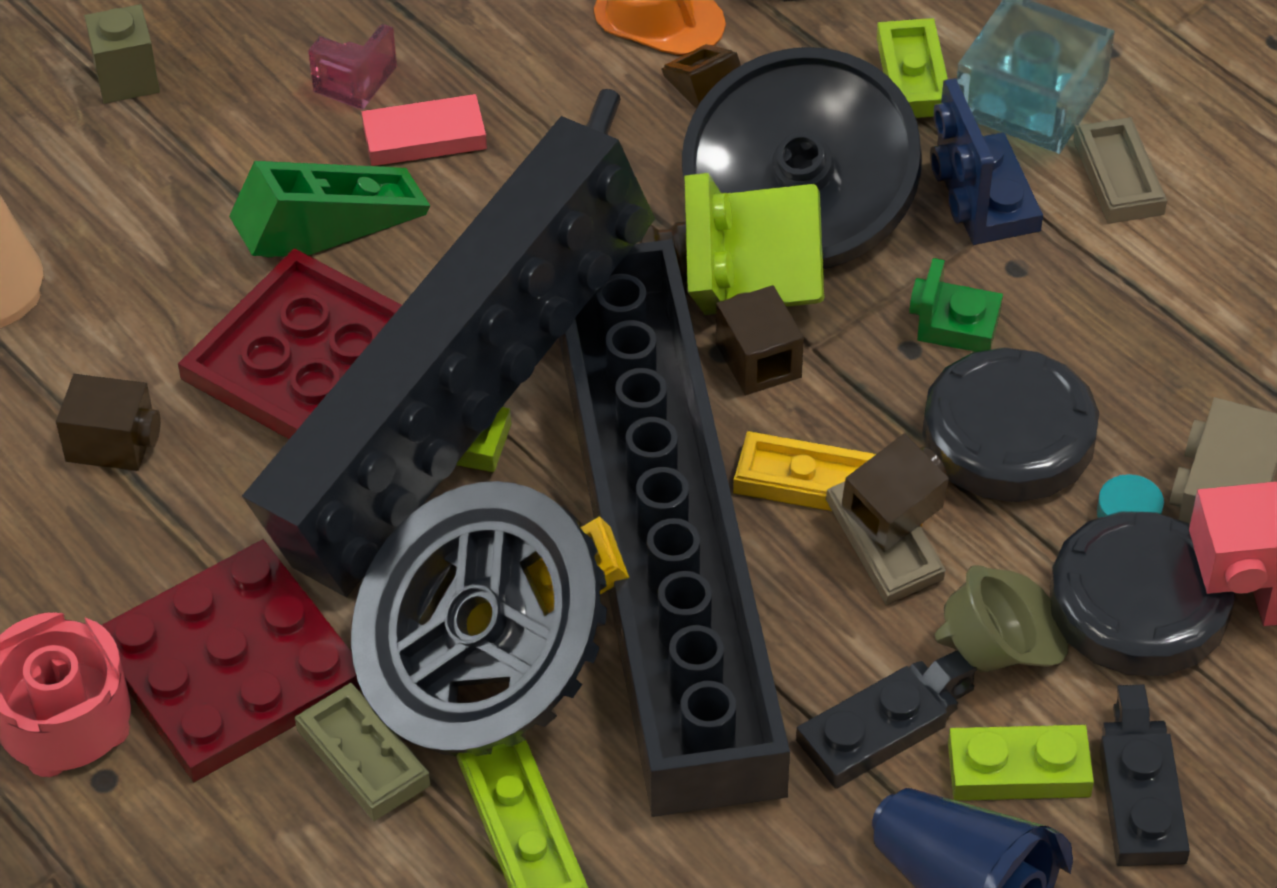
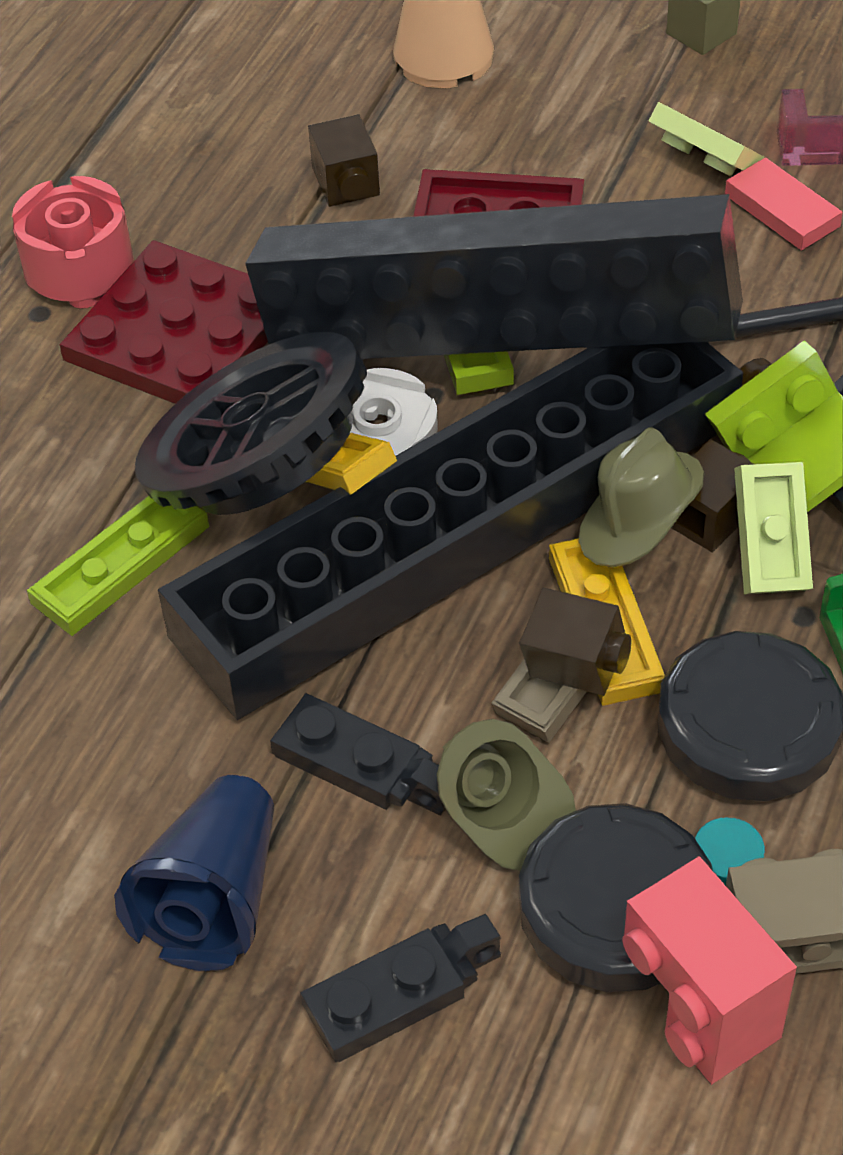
camera: 65 degrees right, 0 degrees up
(321, 205) = (630, 162): green slope -> none
(332, 136) = (685, 133): none -> yellowish green plate
(362, 752) = (116, 437): olive plate -> none
(757, 388) = (640, 498): none -> olive piece
(835, 312) = (773, 528): none -> yellowish green plate
(1020, 762) = (371, 879): lime plate -> none

